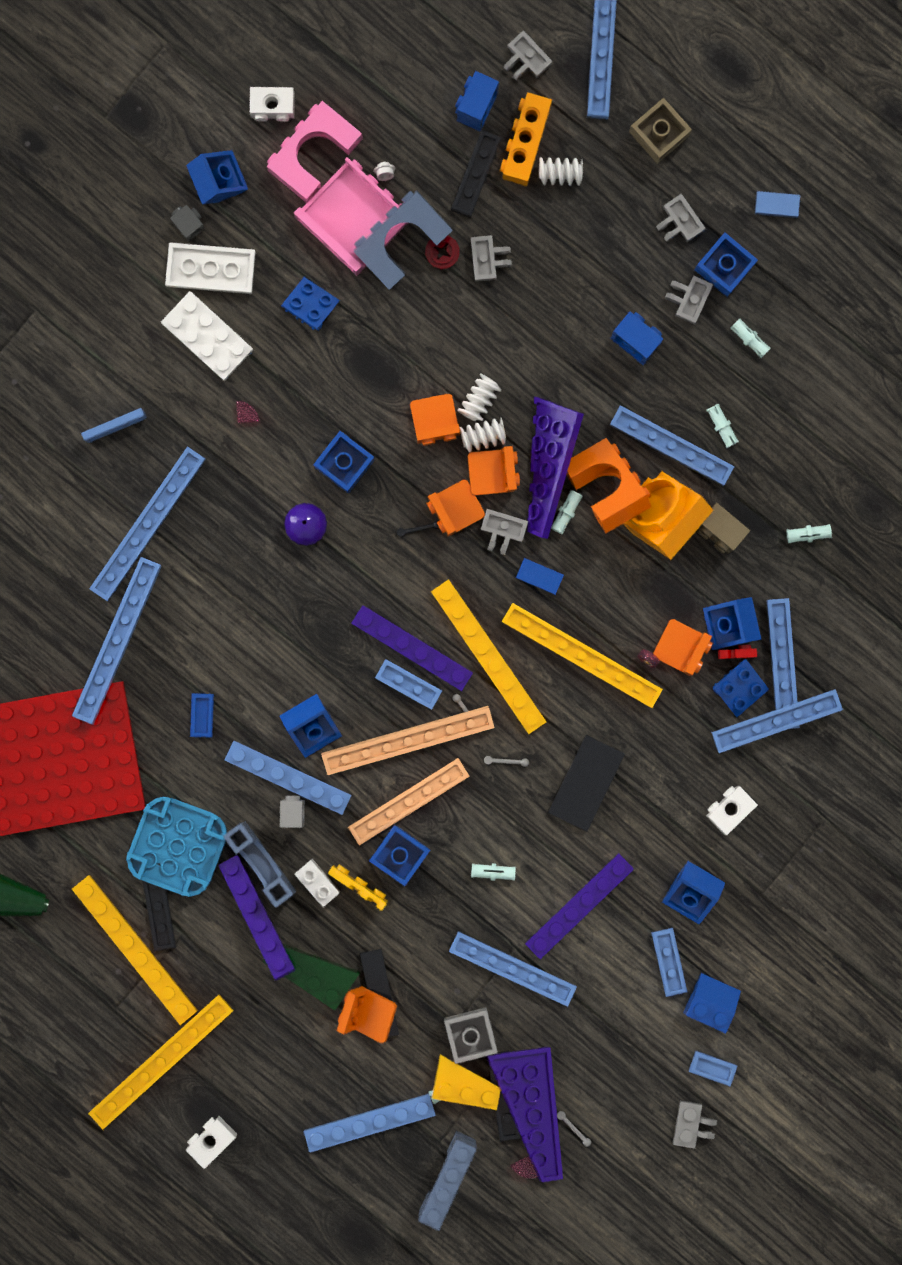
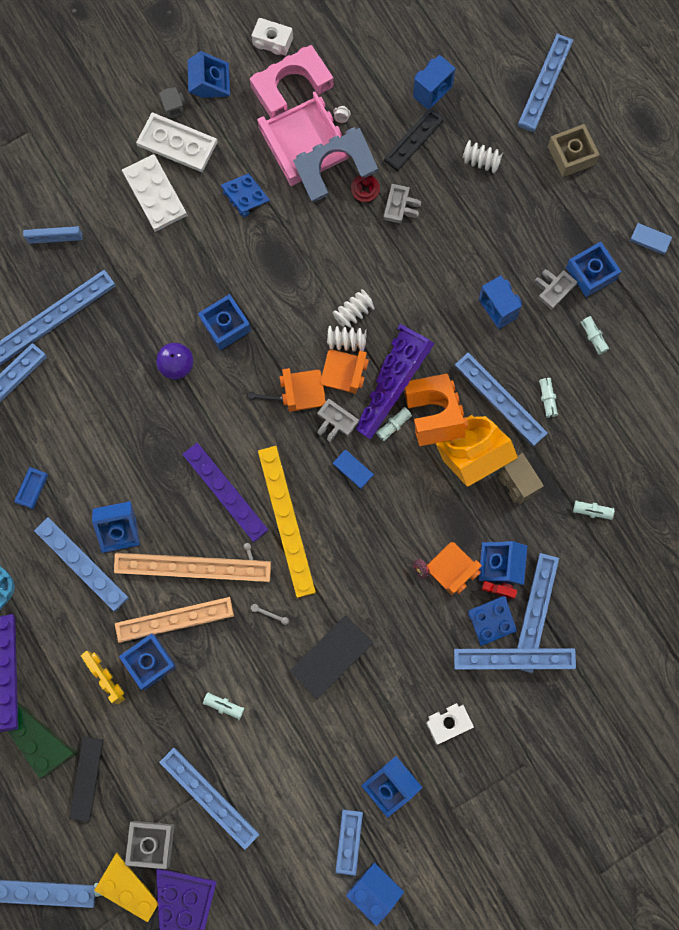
camera: 25 degrees right, 10 degrees down
(246, 413) = (162, 261): clear pink tile -> none
(246, 843) = (21, 602): sand blue arch -> none
(292, 812) = (71, 592): light grey brick -> none
(317, 882) = (70, 661): white brick -> none
(367, 1014) = (66, 791): orange bracket -> none
(408, 684) = (210, 520): medium blue plate -> none
(435, 419) = (311, 314): orange bracket -> none
(521, 172) = (450, 148): light orange brick -> none
(529, 54) = (487, 64): light grey hinge -> none
(579, 906) = (287, 763): dark purple plate -> none
(582, 655) = (366, 547): yellow plate -> none
(684, 219) = (569, 223): light grey hinge -> none

